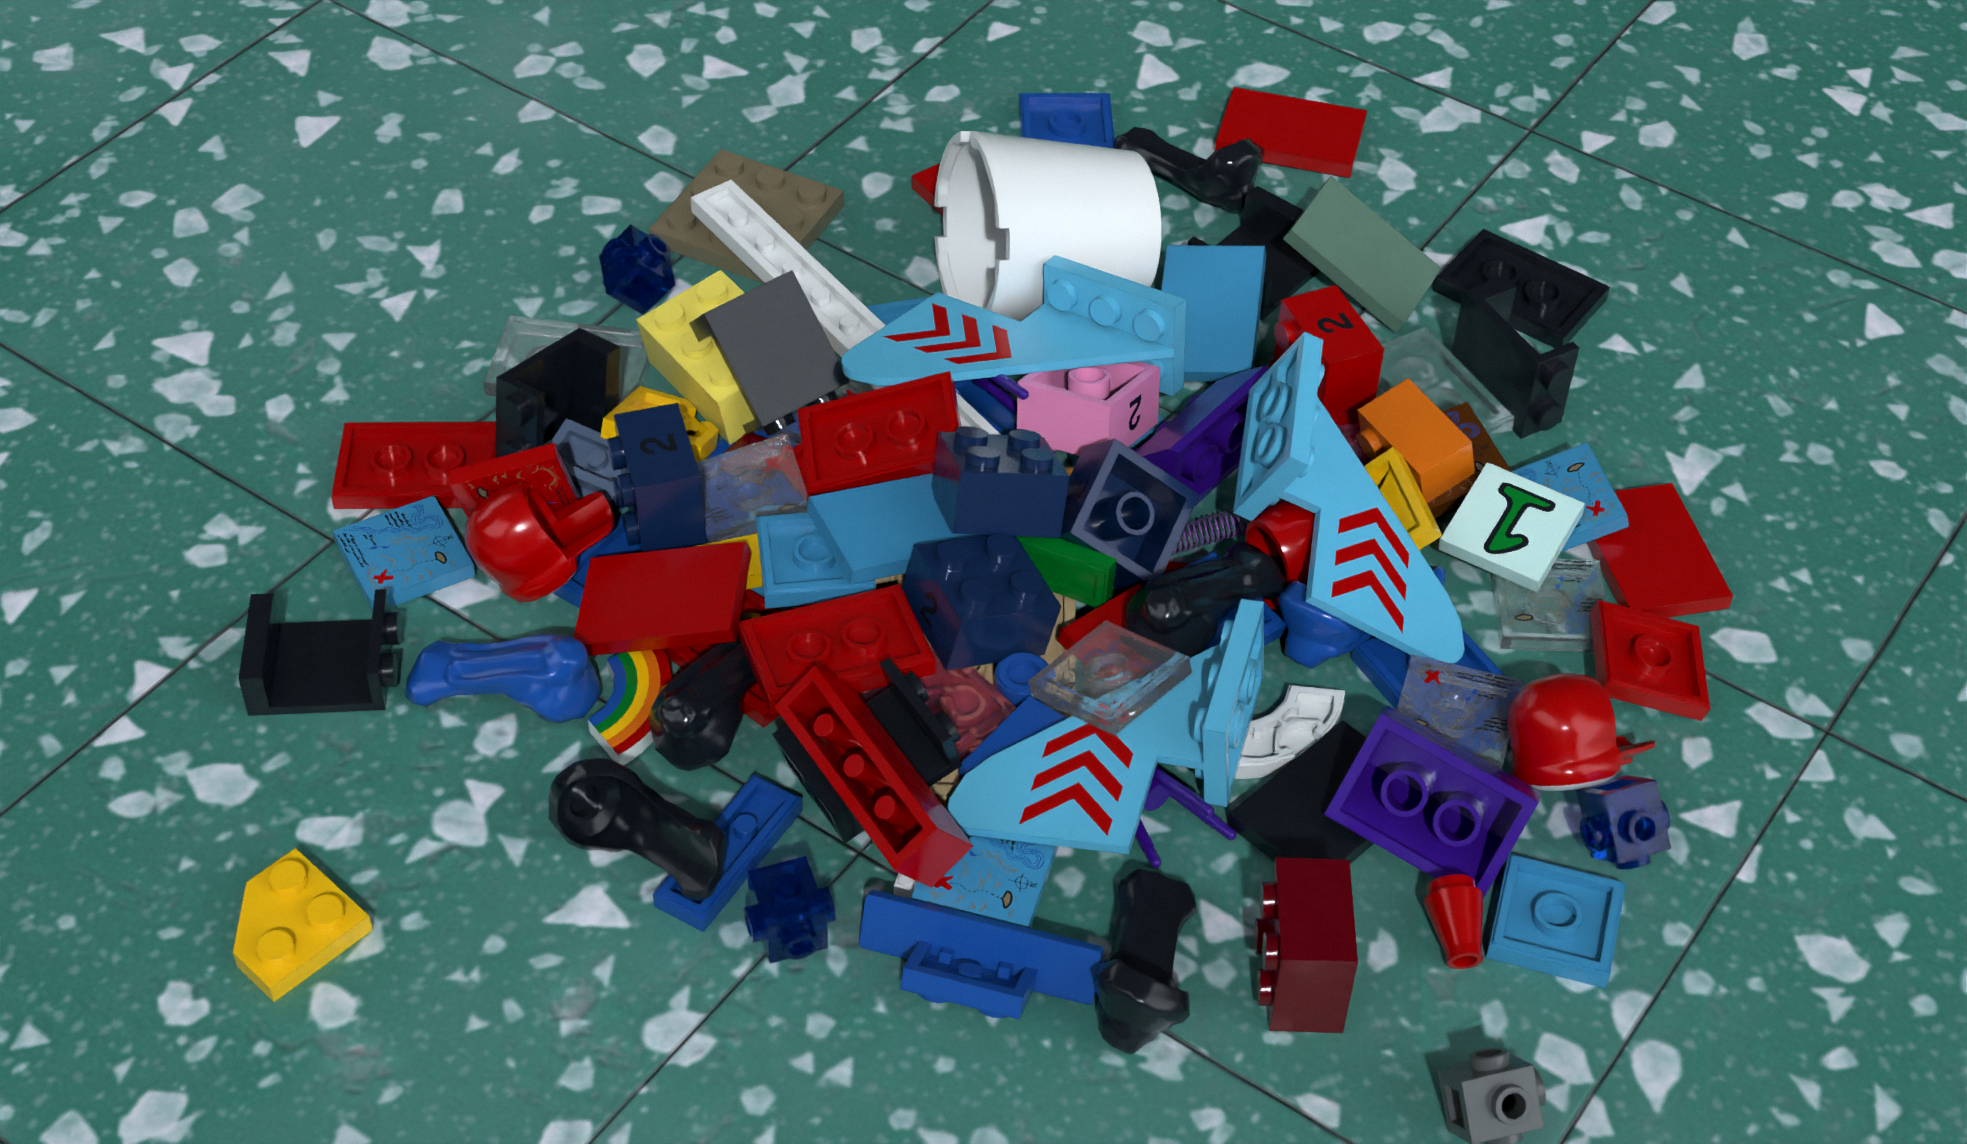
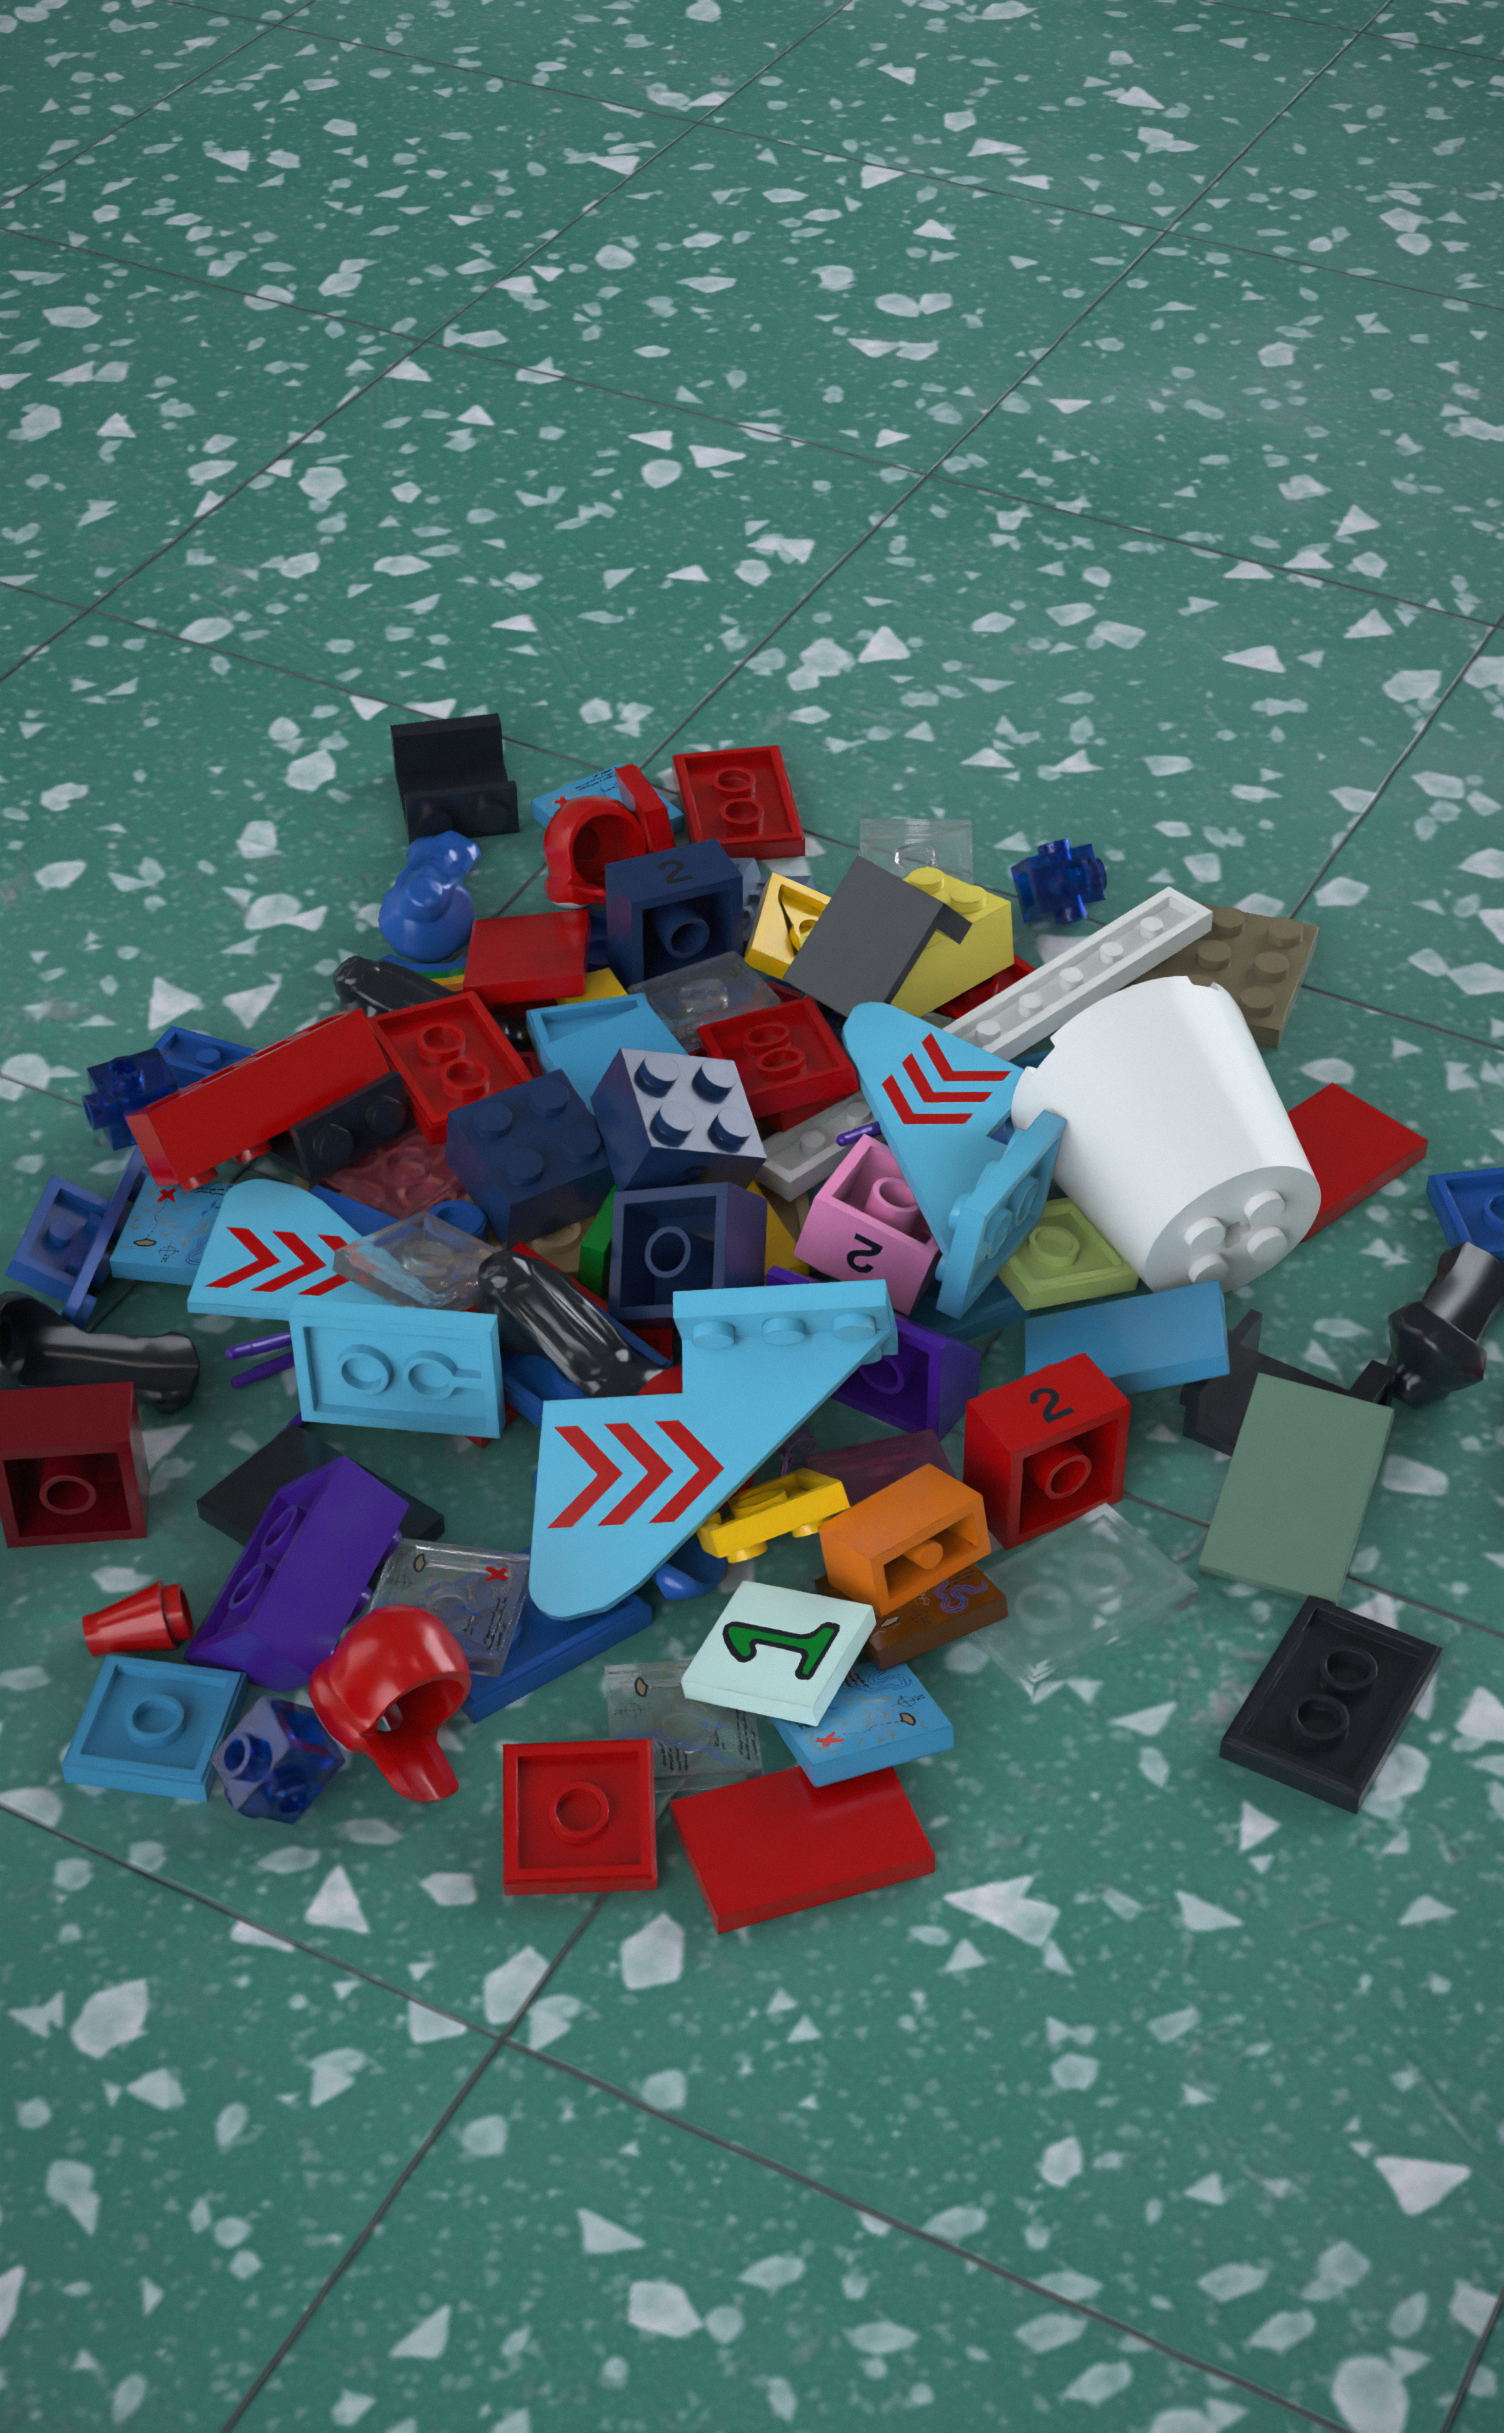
camera: 85 degrees right, 5 degrees down
(293, 924) = (141, 830): yellow plate -> none
(565, 380) = (789, 824): black panel -> none
(612, 810) = (265, 977): black hair -> none
(1289, 730) = (432, 1475): white tile -> none
(1520, 378) = (1136, 1603): black panel -> none

